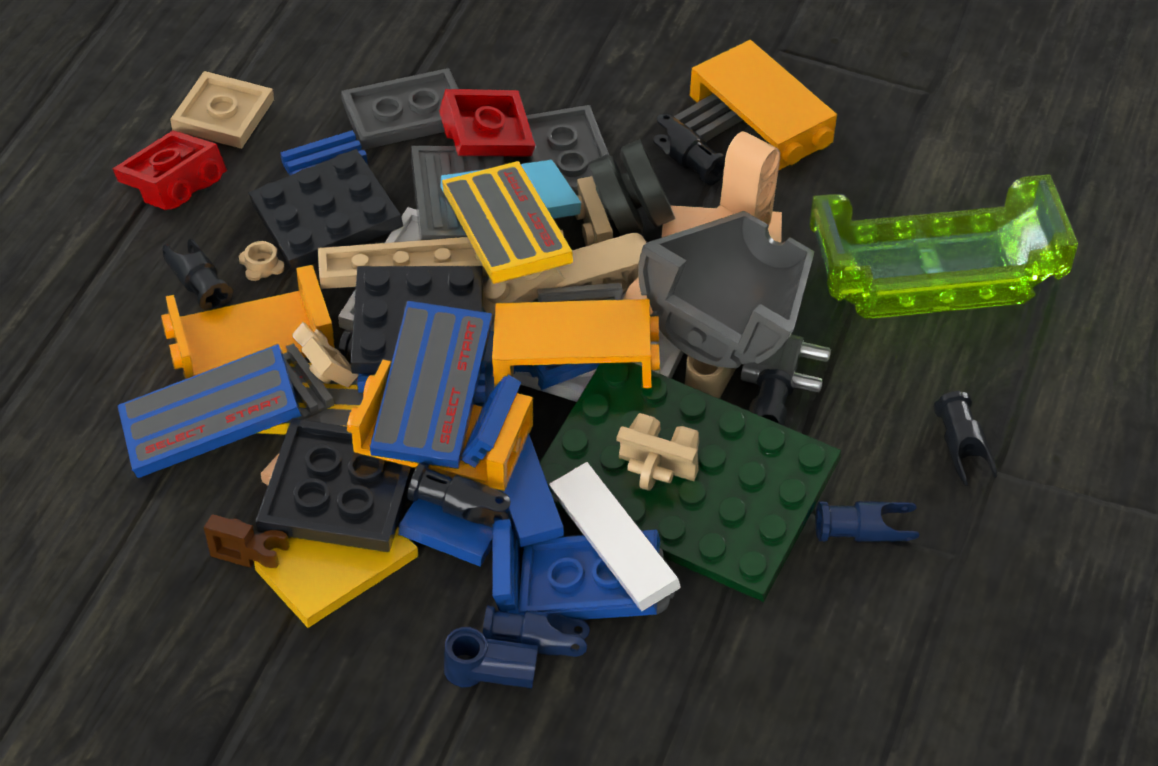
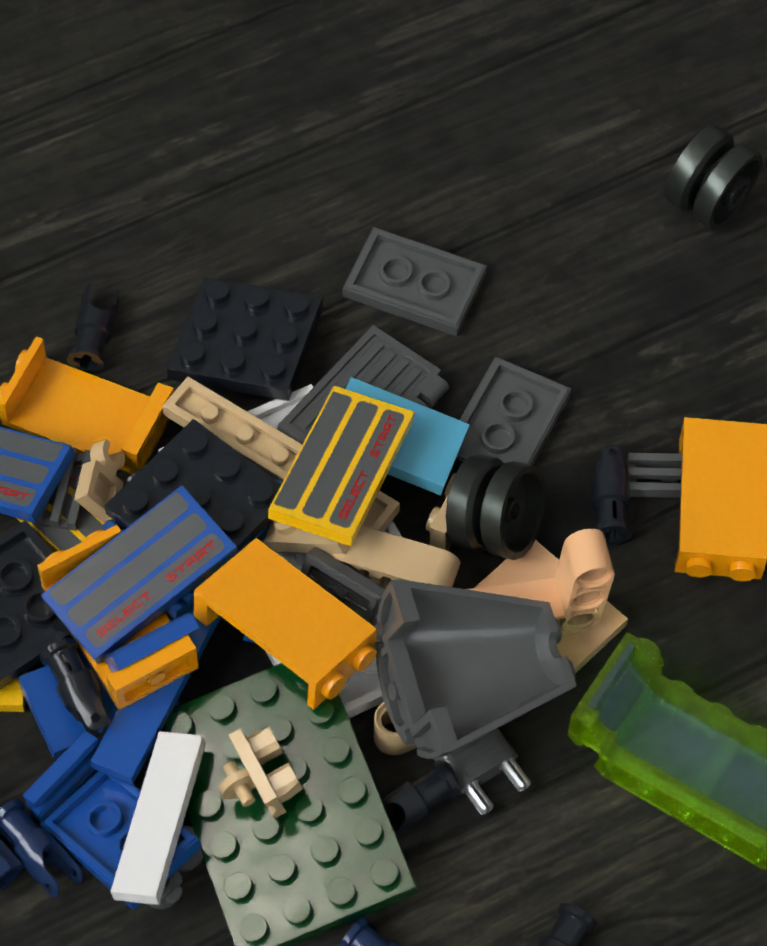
camera: 40 degrees right, 10 degrees up
(172, 169) = (161, 212): red plate -> none
(222, 109) = (259, 179): tan plate -> none
(261, 260) = (150, 342): tan plate -> none
(320, 151) = (302, 279): blue tile -> none
(486, 122) = (451, 348): red plate -> none

